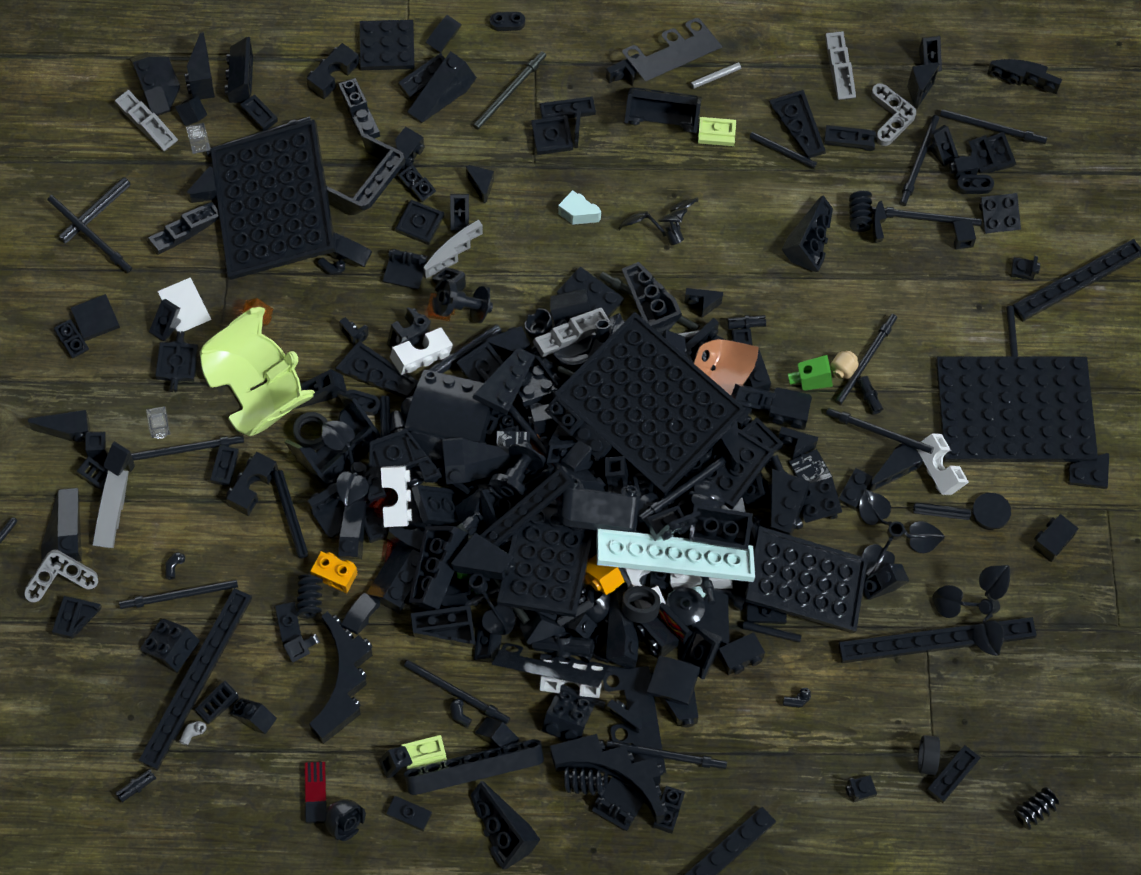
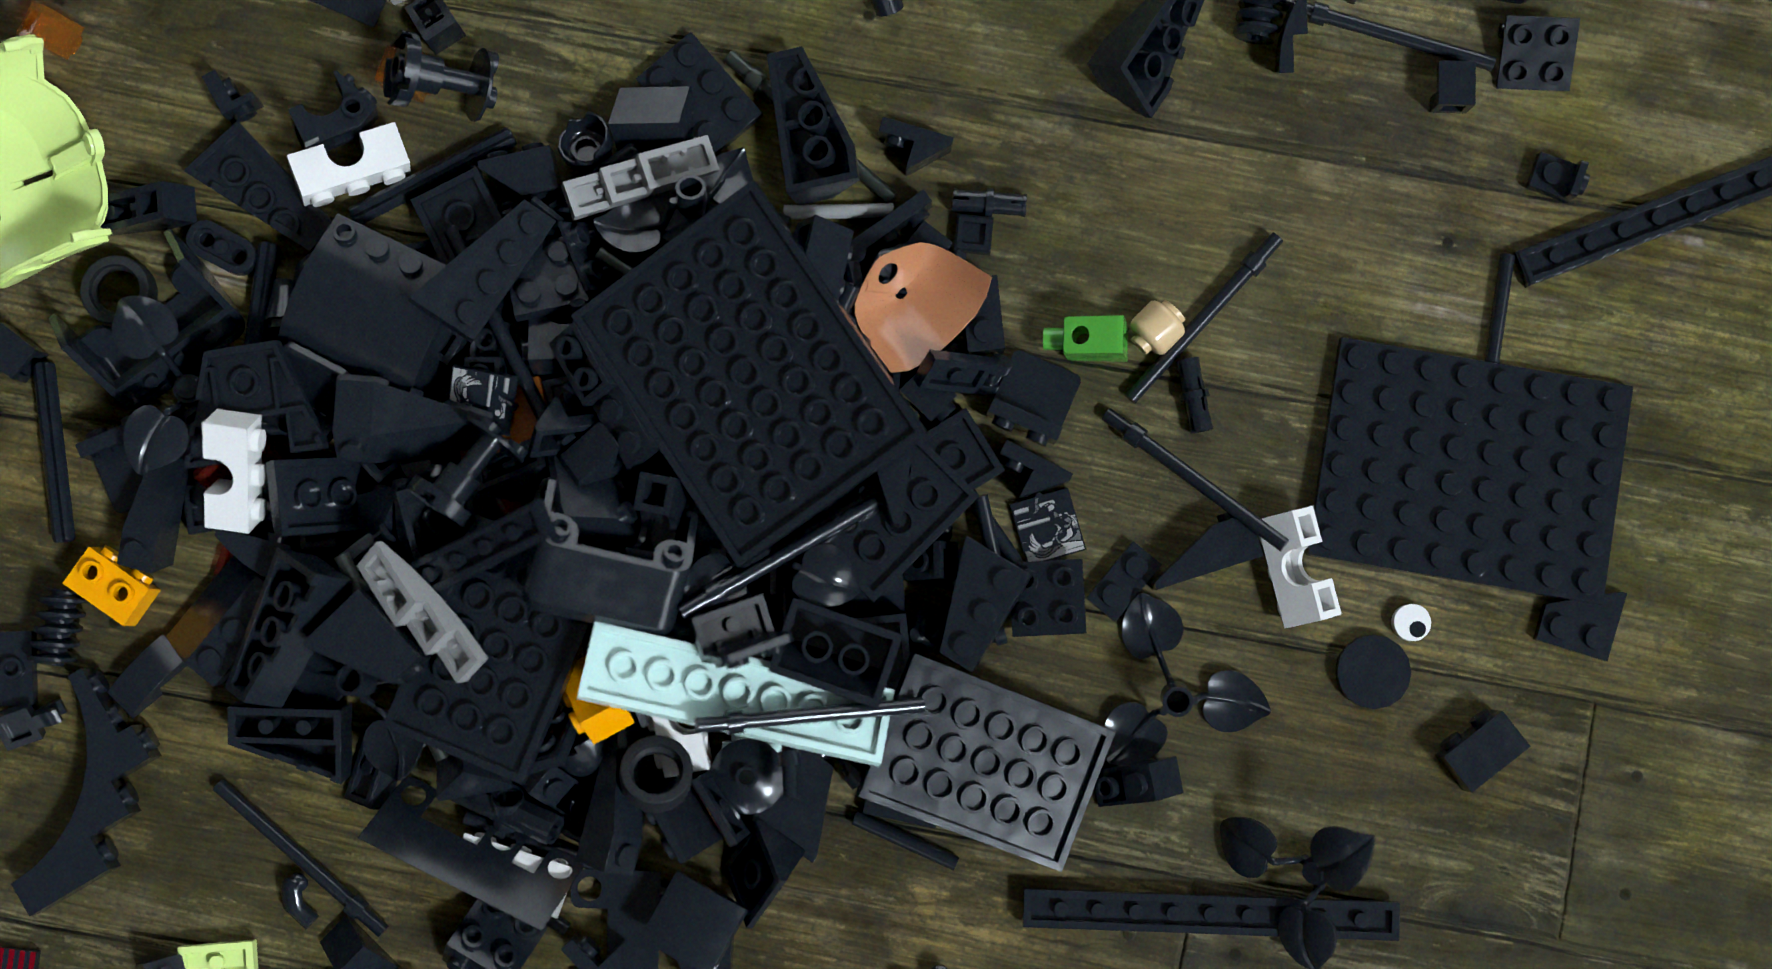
camera: 15 degrees right, 20 degrees up
(508, 540) = (416, 604): none -> light grey slope
(680, 562) = (736, 721): none -> black bar
(741, 654) = (837, 880): black brick -> none
(941, 511) = (1278, 655): black axle -> none
(1005, 484) = (1411, 622): none -> white tile

